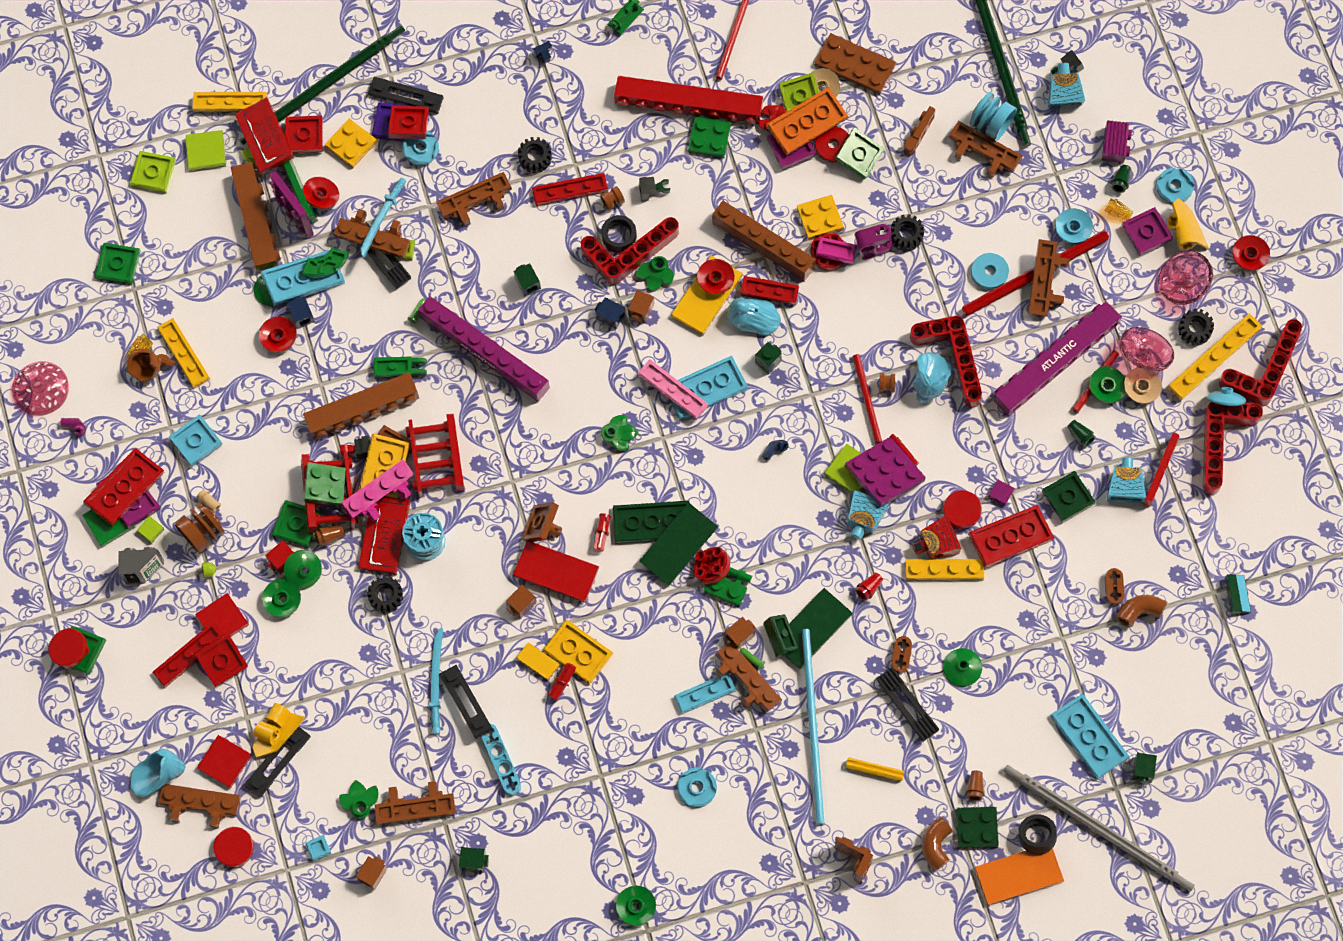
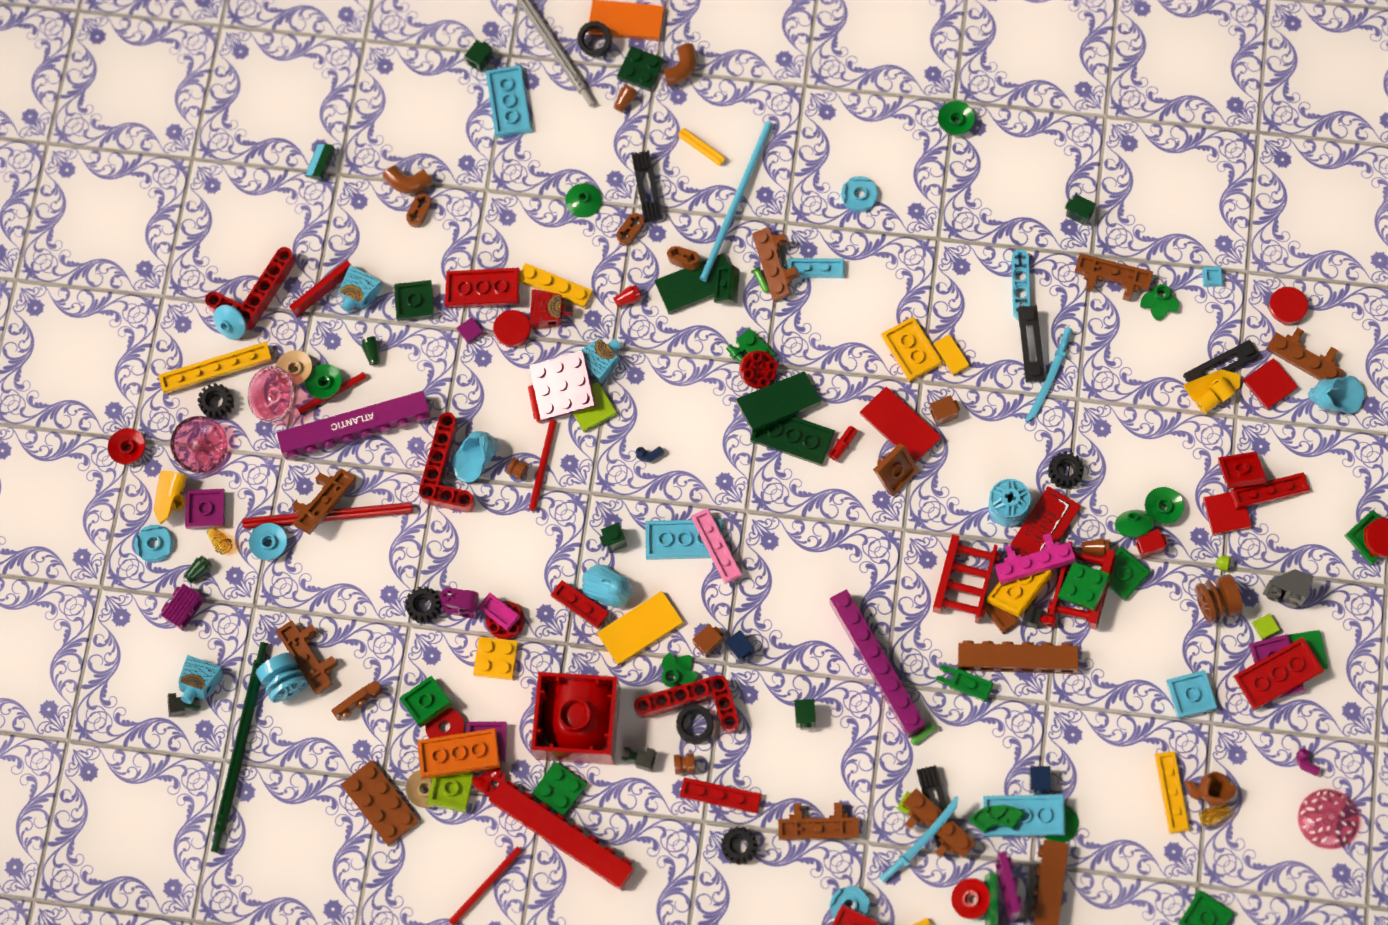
camera: 150 degrees left, 0 degrees up
(205, 498) = (1200, 629): tan pin -> none
(274, 327) = (1075, 757): red dish -> none
(372, 872) = (1173, 232): dark orange brick -> none
(562, 681) = (938, 325): red axle -> none
(622, 432) = (781, 530): green plate -> none
(715, 268) = (620, 625): red dish -> none
(720, 184) = (575, 718): none -> red piece
(740, 632) = (760, 302): dark orange brick -> none
(763, 240) = (552, 638): dark orange brick -> none
(835, 641) = (684, 256): none -> dark orange beam
(862, 855) = (751, 71): dark orange bracket -> none
(994, 261) = (364, 525): medium azure tile -> none
(1272, 369) = (175, 336): red beam -> none

